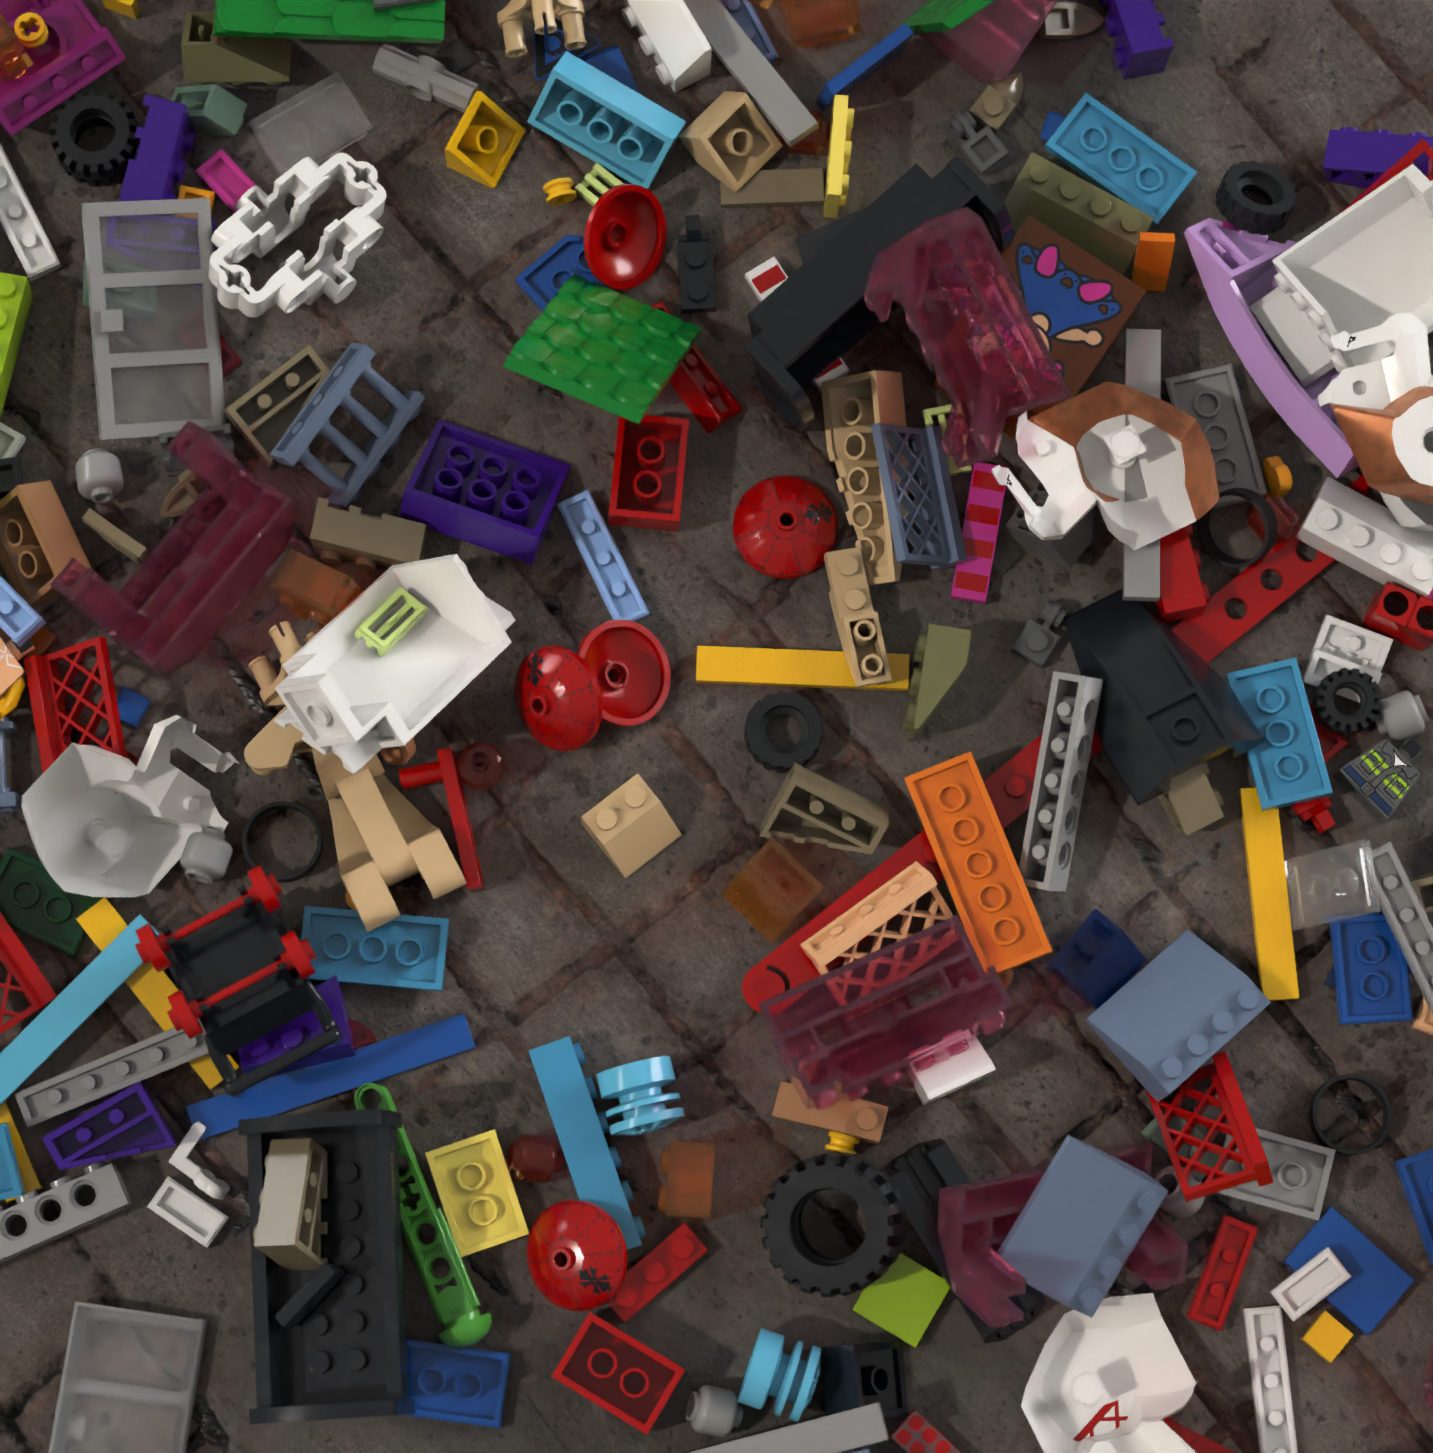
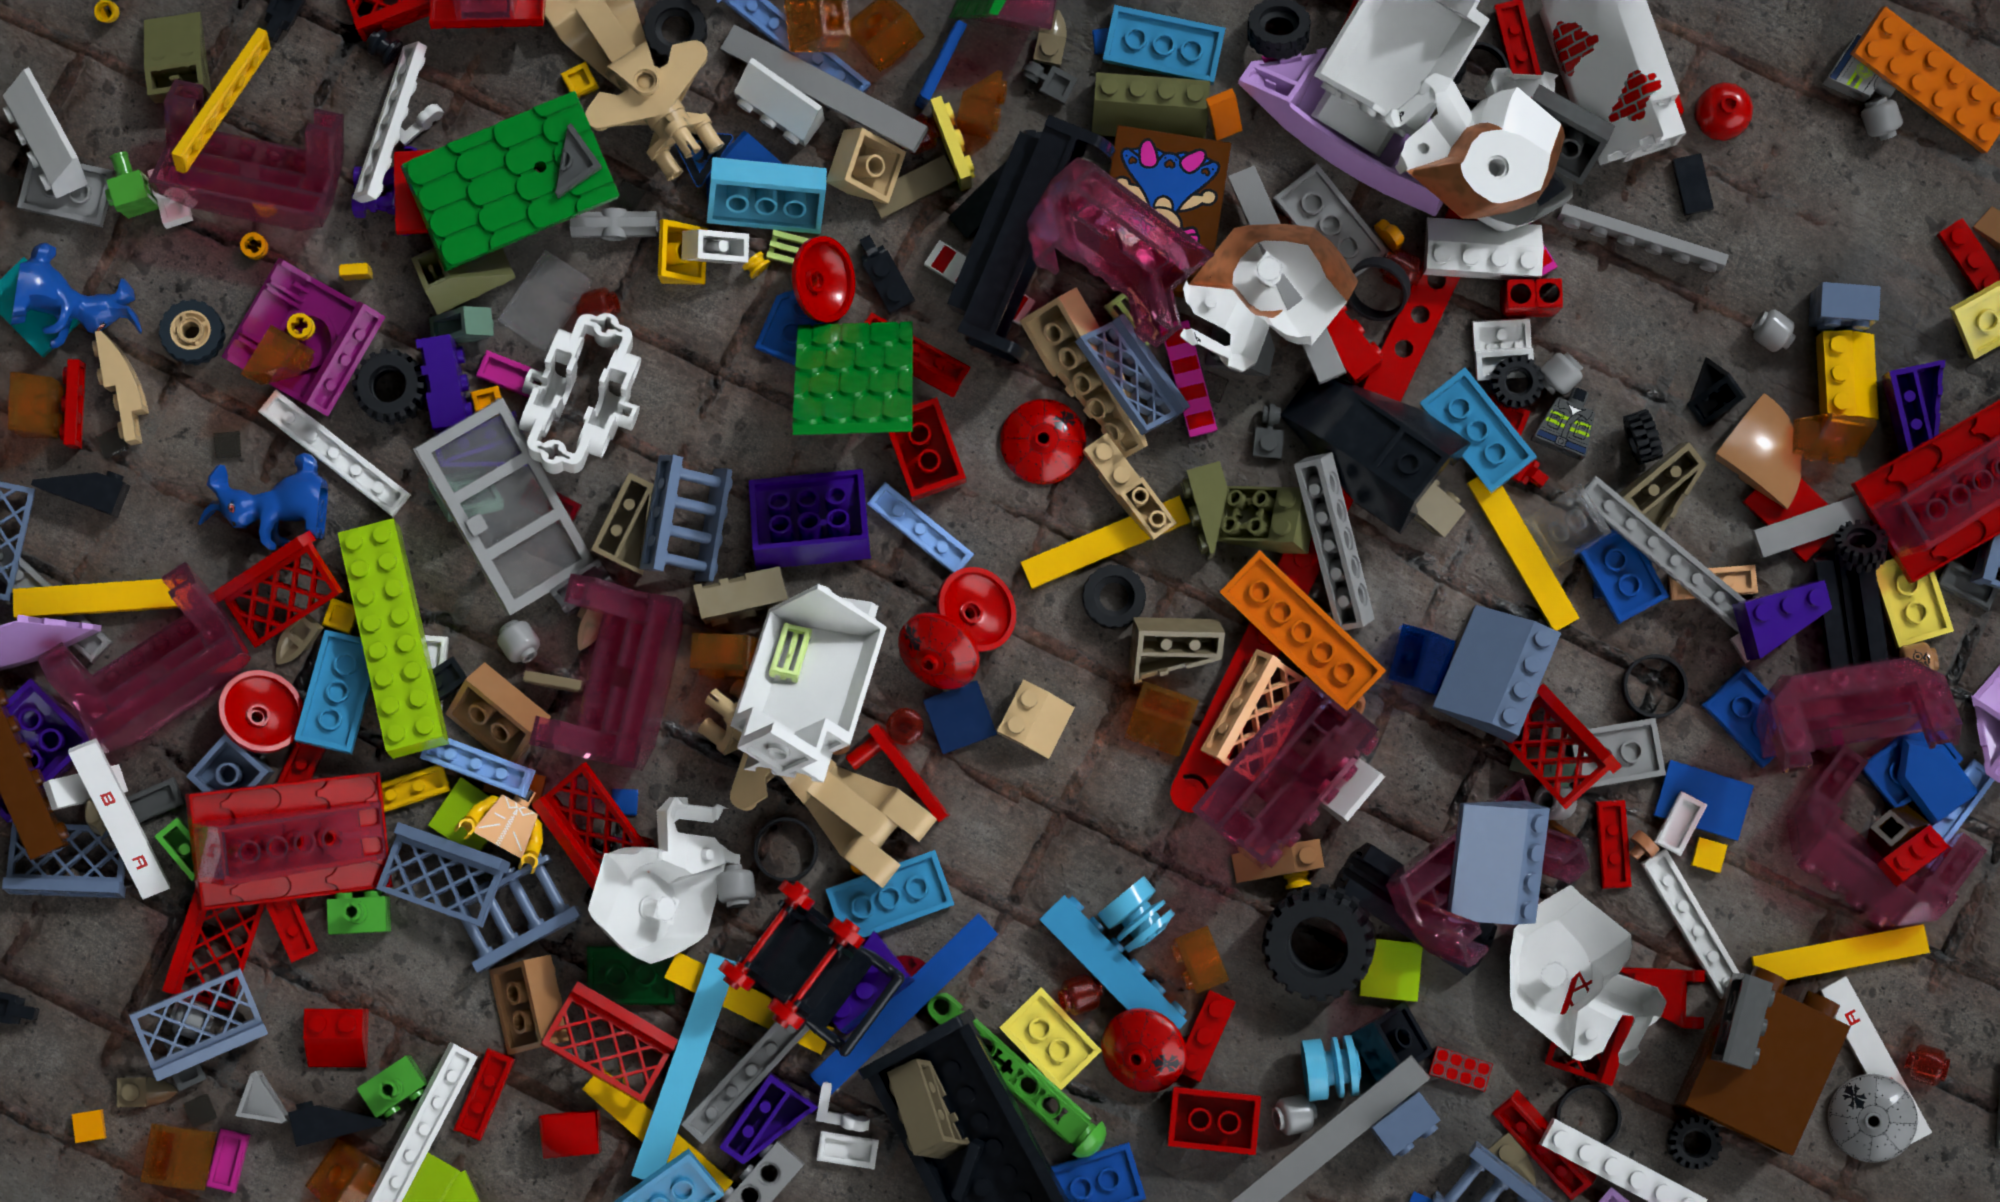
camera: 15 degrees left, 5 degrees up
(370, 150) = (598, 302): none -> clear red head
(523, 148) = (715, 246): none -> white brick
(547, 786) = (960, 717): none -> dark blue tile
(887, 130) = (979, 106): none -> clear orange slope
(993, 723) = (1266, 519): none -> olive slope
(1256, 1290) = (1643, 845): none -> nougat tile

